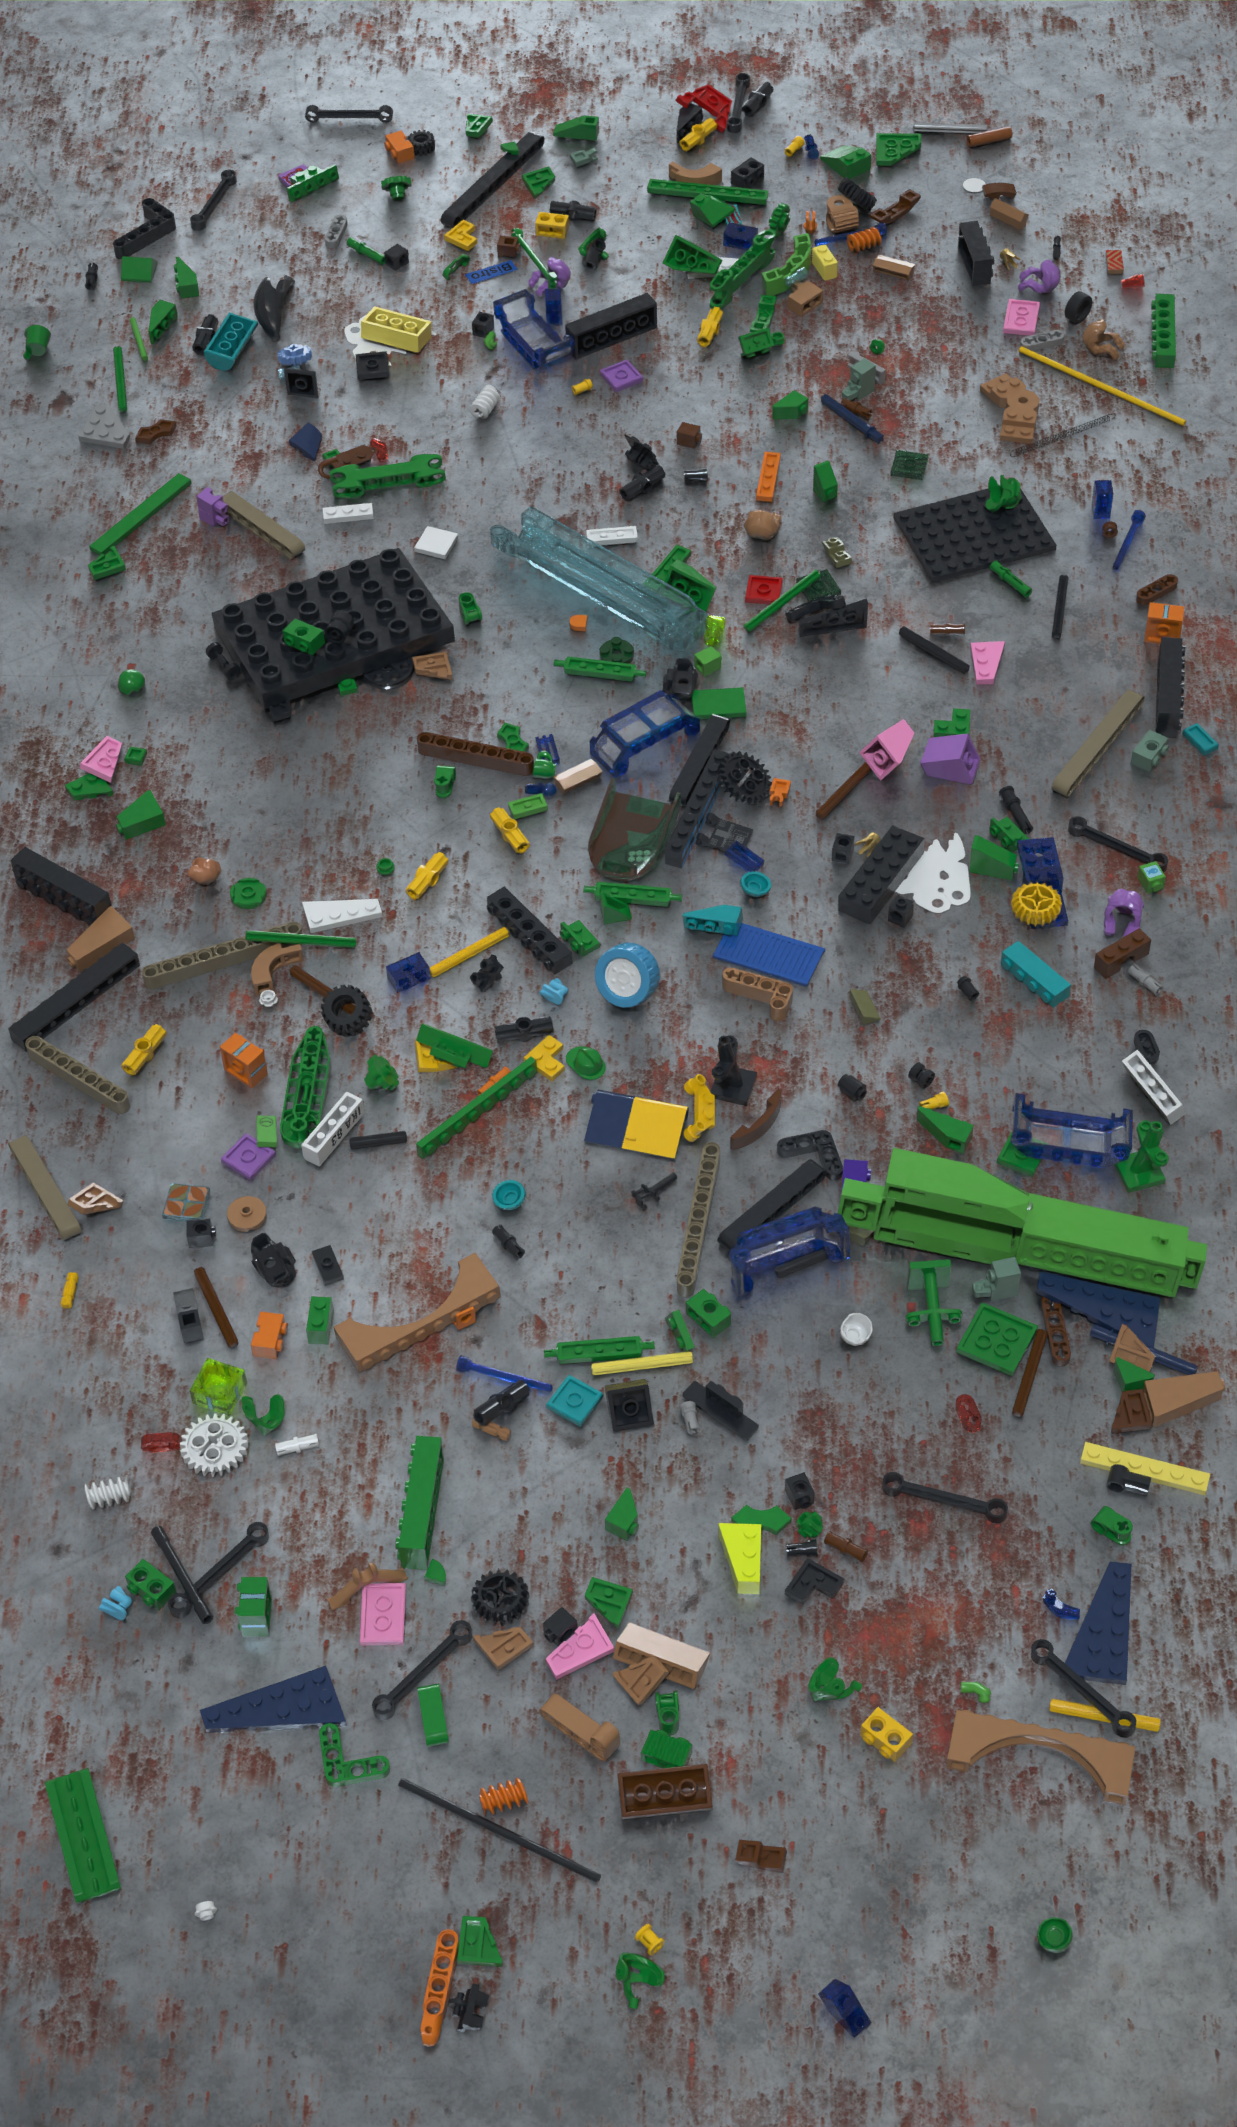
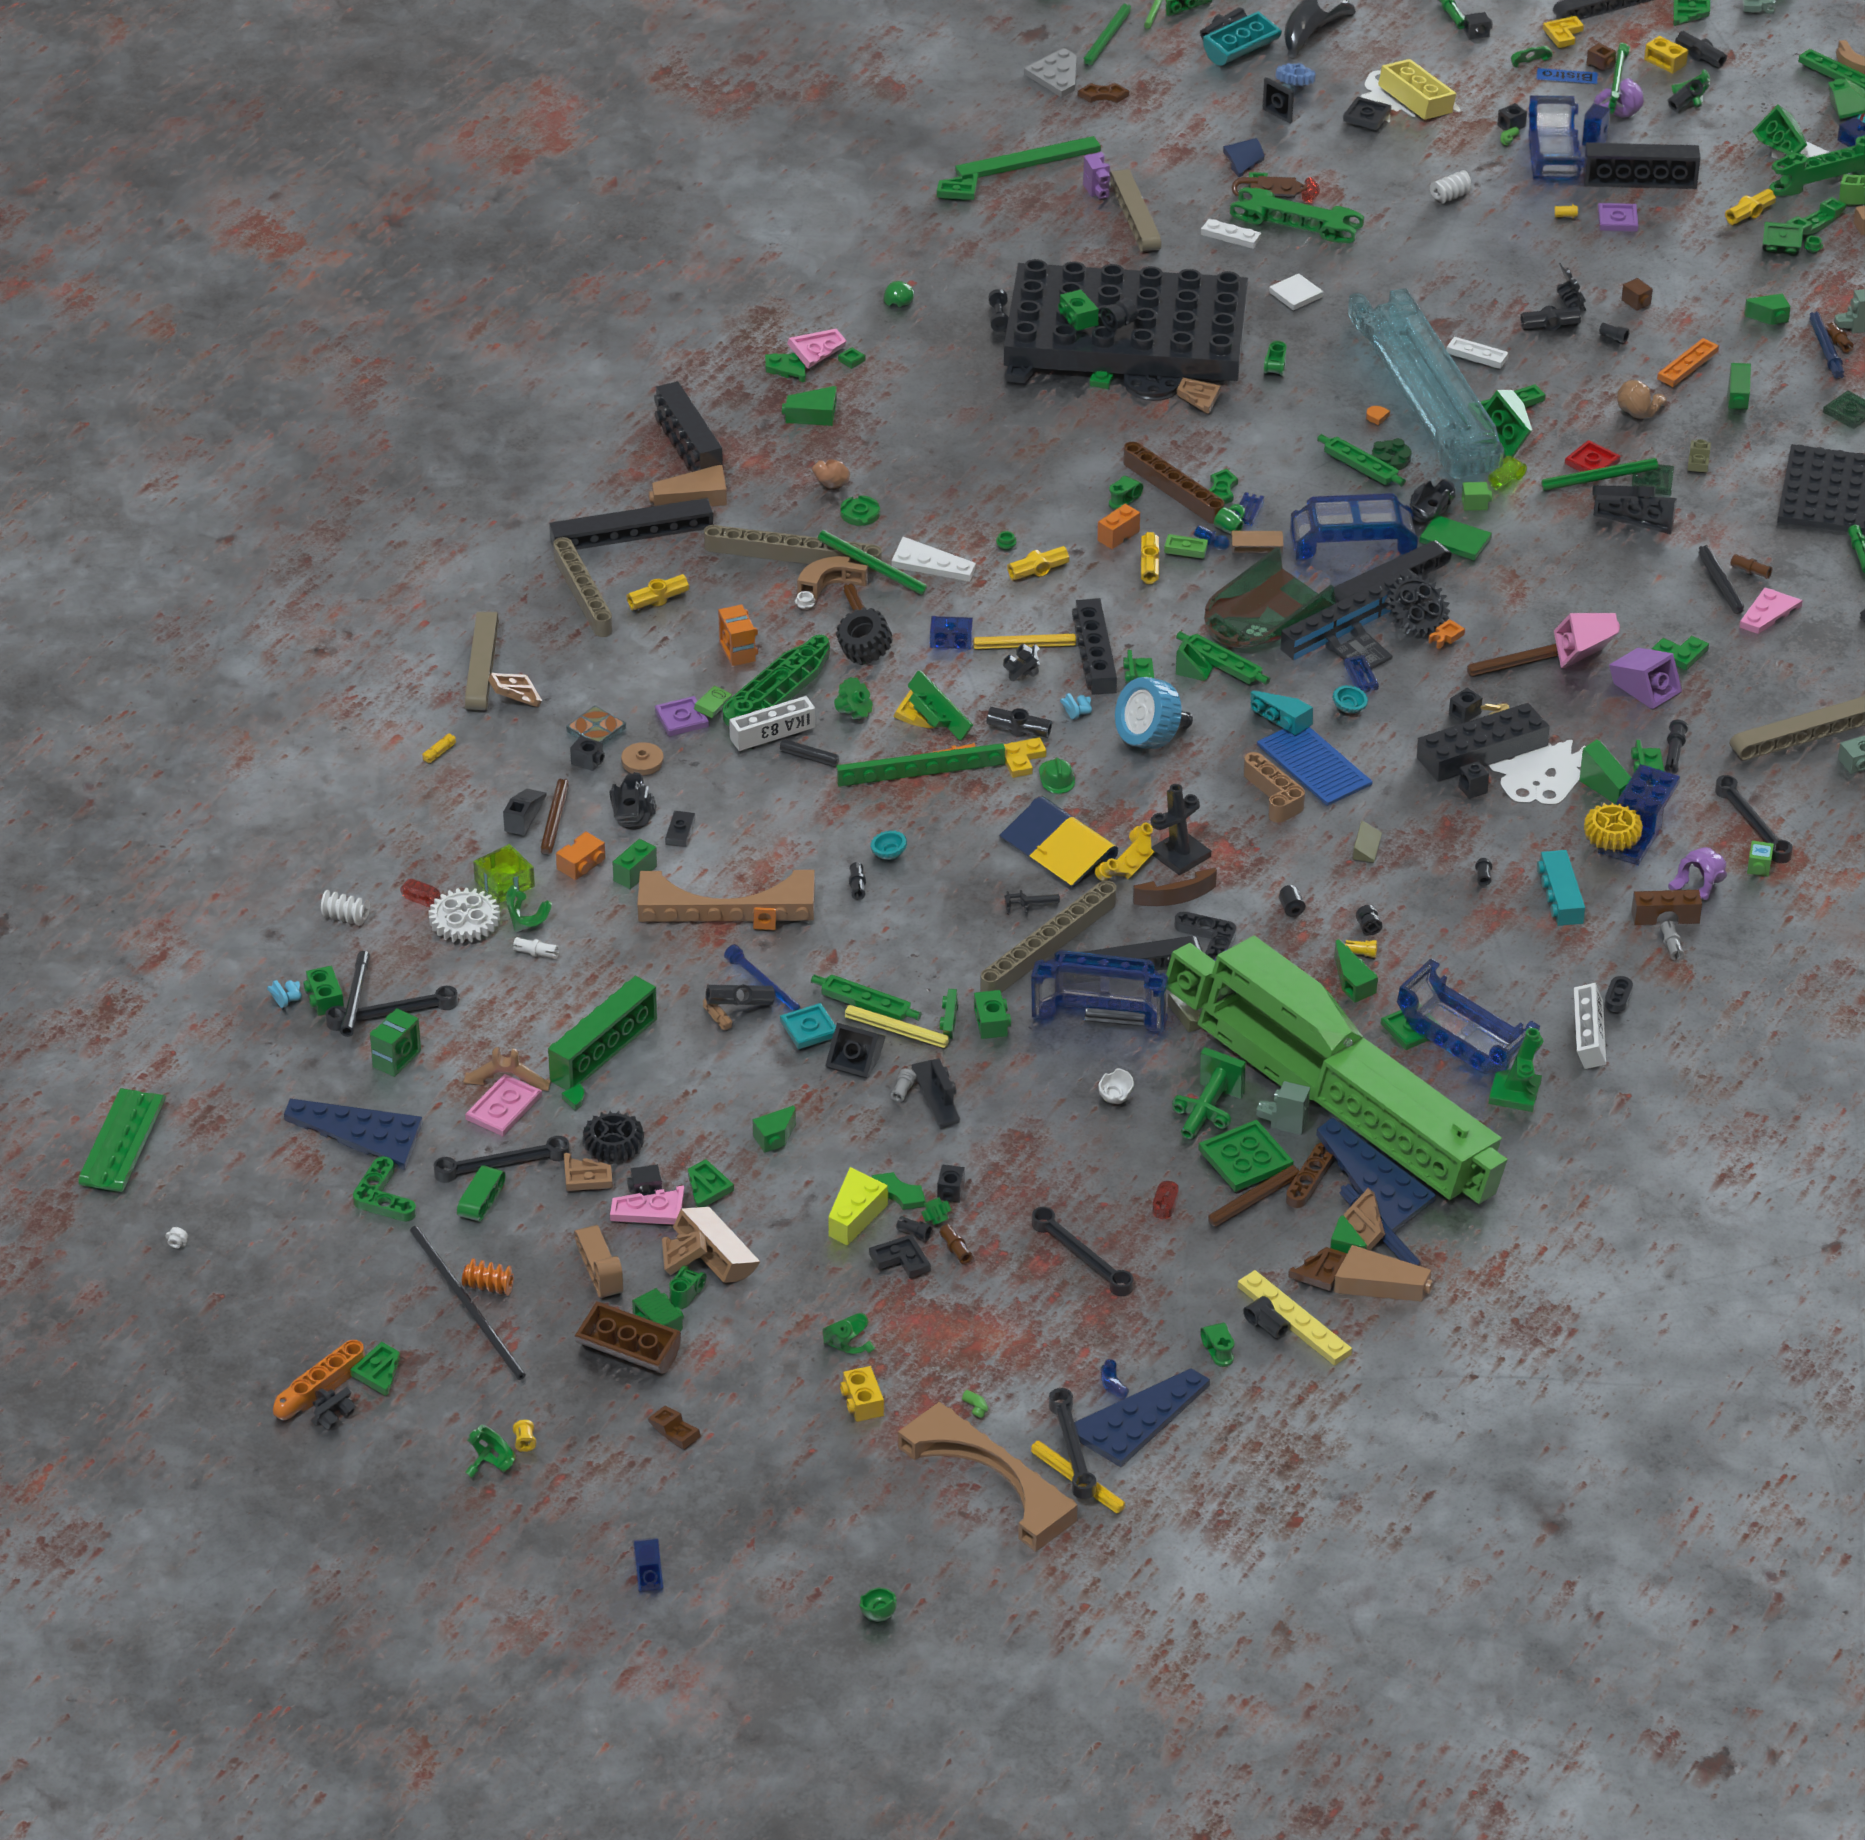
camera: 30 degrees right, 10 degrees down
(465, 813) = (1118, 525): none -> orange brick

